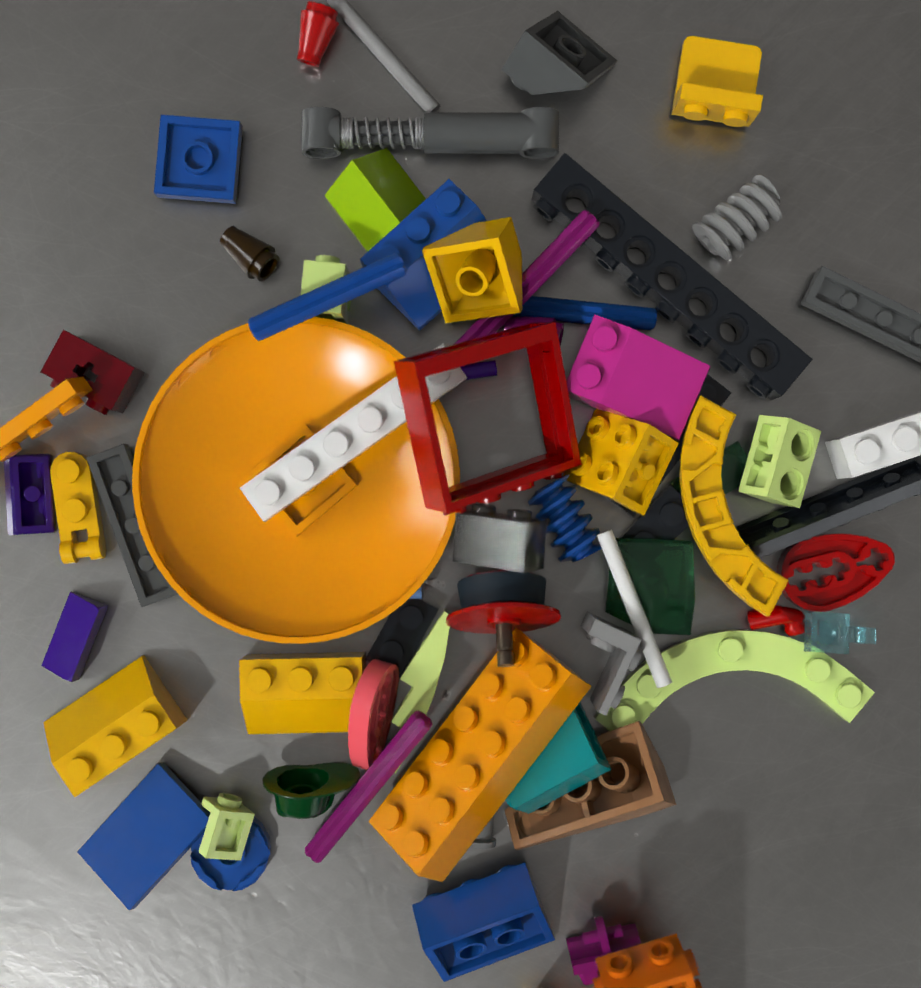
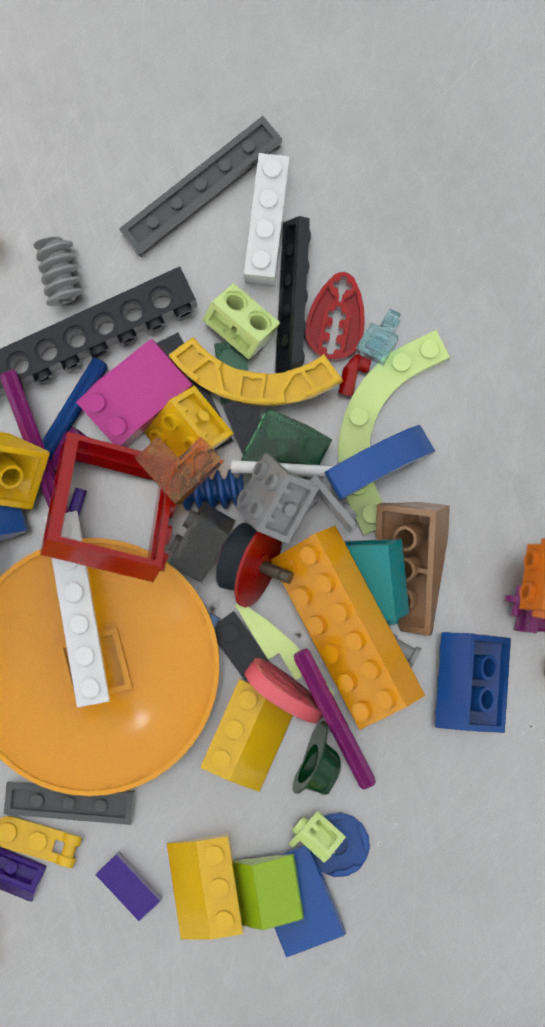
camera: 55 degrees left, 5 degrees down
(137, 800) = (268, 891): none -> lime slope
(564, 475) = (181, 474): none -> clear orange plate
(590, 606) = (275, 499): none -> light grey bracket
(688, 702) = (379, 461): none -> blue slope

